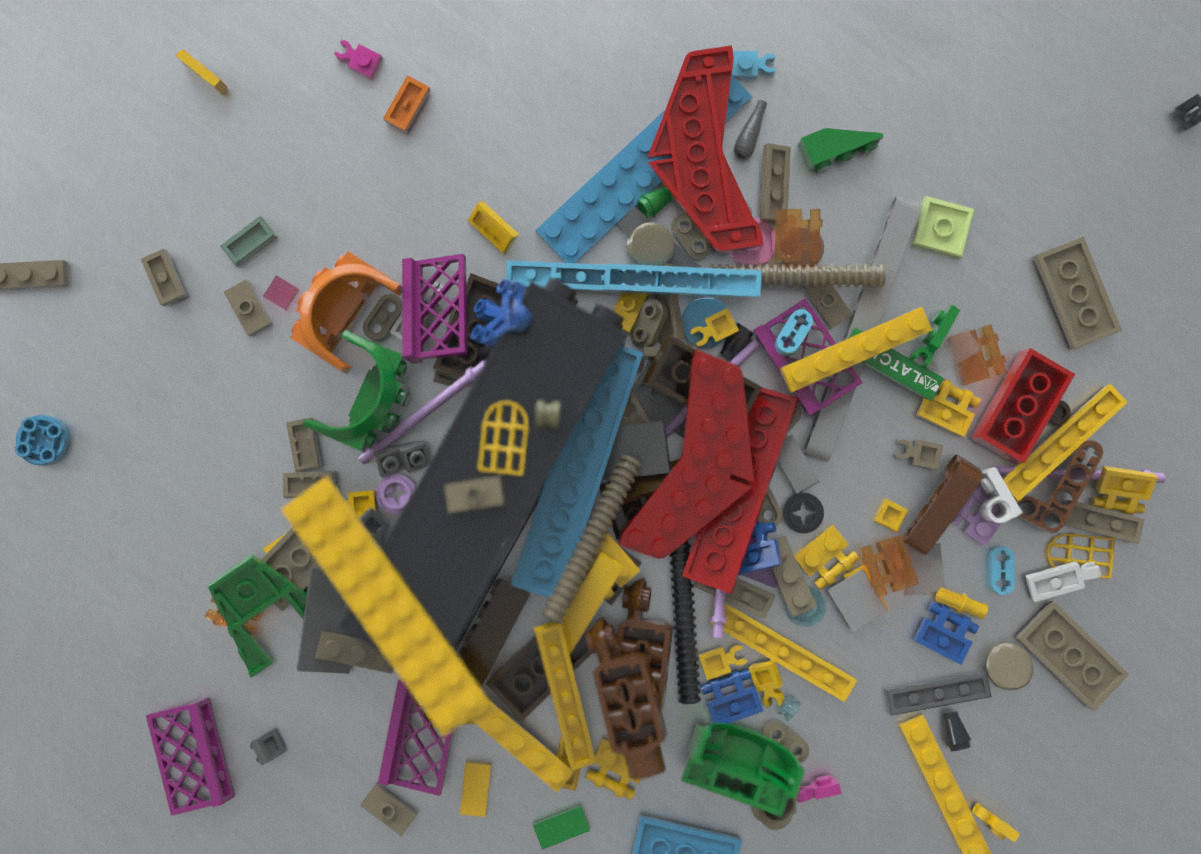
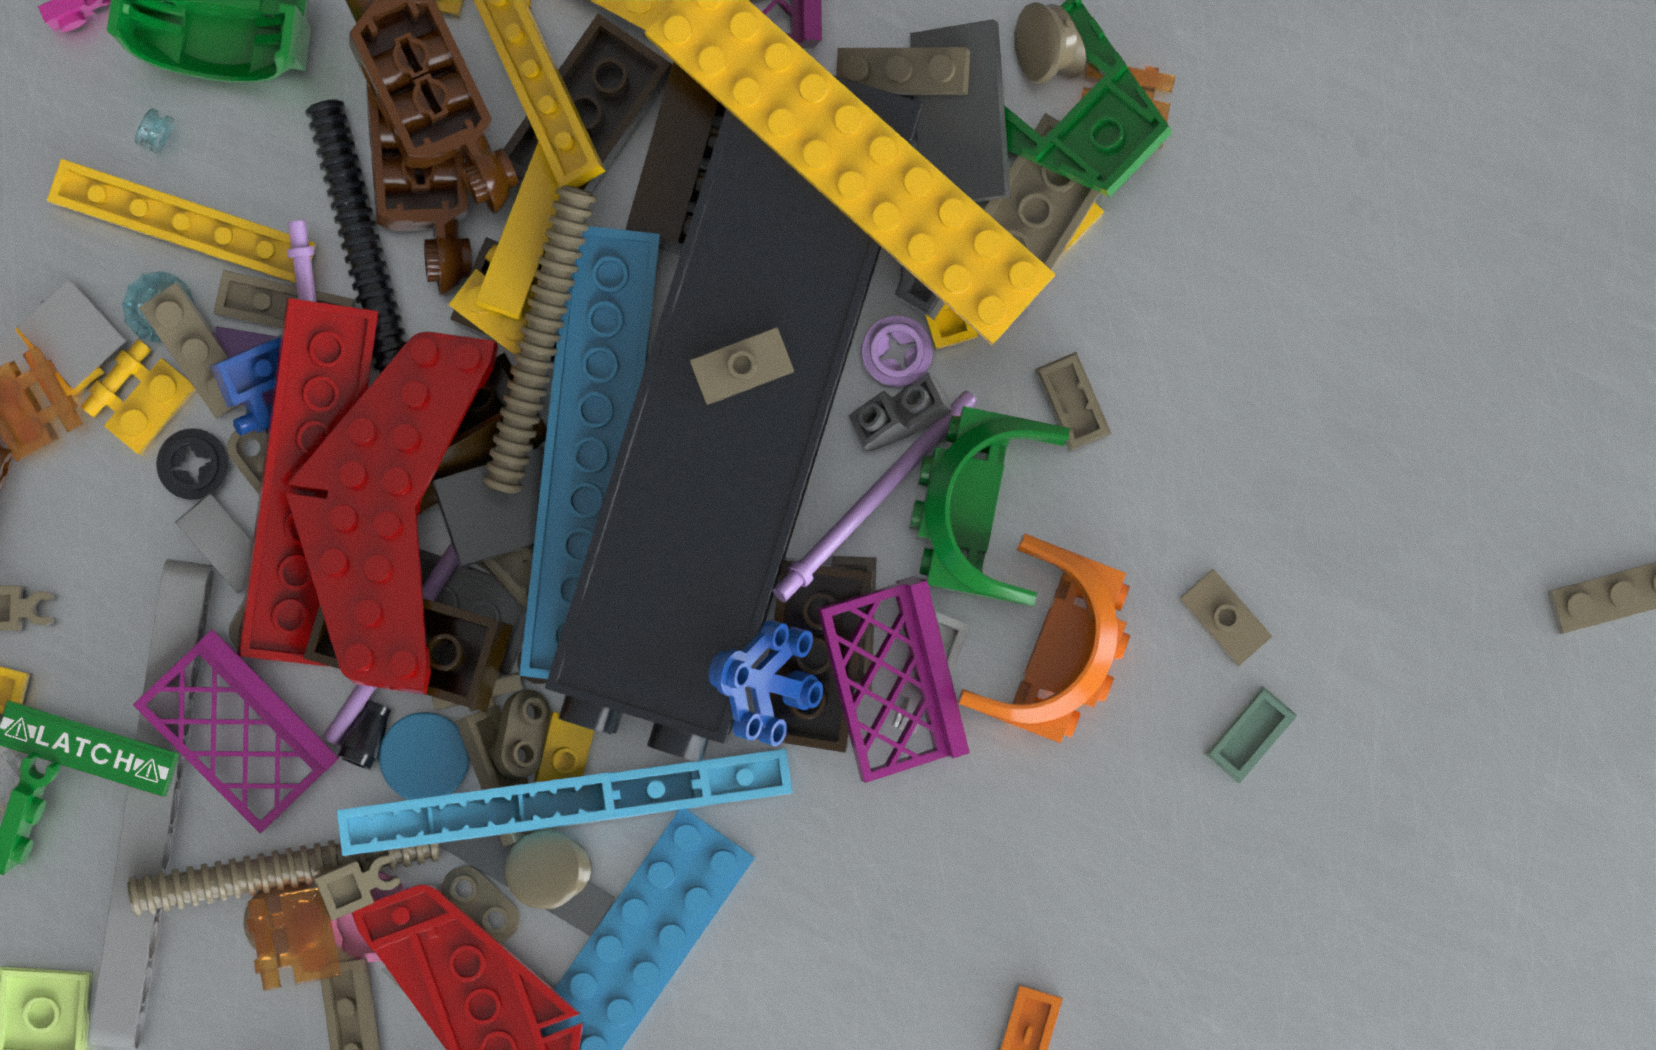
camera: 160 degrees right, 0 degrees up
(42, 440) = (1524, 316): dark azure tile -> none
(163, 277) = (1381, 639): dark tan plate -> none
(201, 71) = (1399, 1015): yellow tile -> none
(270, 650) = (1048, 43): none -> dark tan piece
(281, 292) = (1174, 656): clear pink tile -> none
(297, 483) = (1049, 335): dark tan plate -> none
(381, 316) = (986, 650): dark tan plate -> none
(492, 227) = (829, 846): yellow plate -> none
(495, 448) = (698, 453): yellow window -> none
(548, 414) = (646, 522): olive wheel -> none
(654, 201) = (557, 951): green cone -> none
(717, 662) = (291, 181): yellow plate -> none
(718, 326) = (399, 751): yellow plate -> none
(735, 705) = (247, 114): blue plate -> none
(762, 256) = (348, 887): none -> dark tan plate
(767, 679) = (198, 169): yellow plate -> none
(787, 738) = (146, 79): dark tan plate -> none
(798, 335) = (257, 762): medium azure beam -> none
(828, 304) = (216, 833): dark tan plate -> none
(855, 349) = (154, 758): yellow plate -> none
(890, 515) = (41, 491): yellow tile -> none

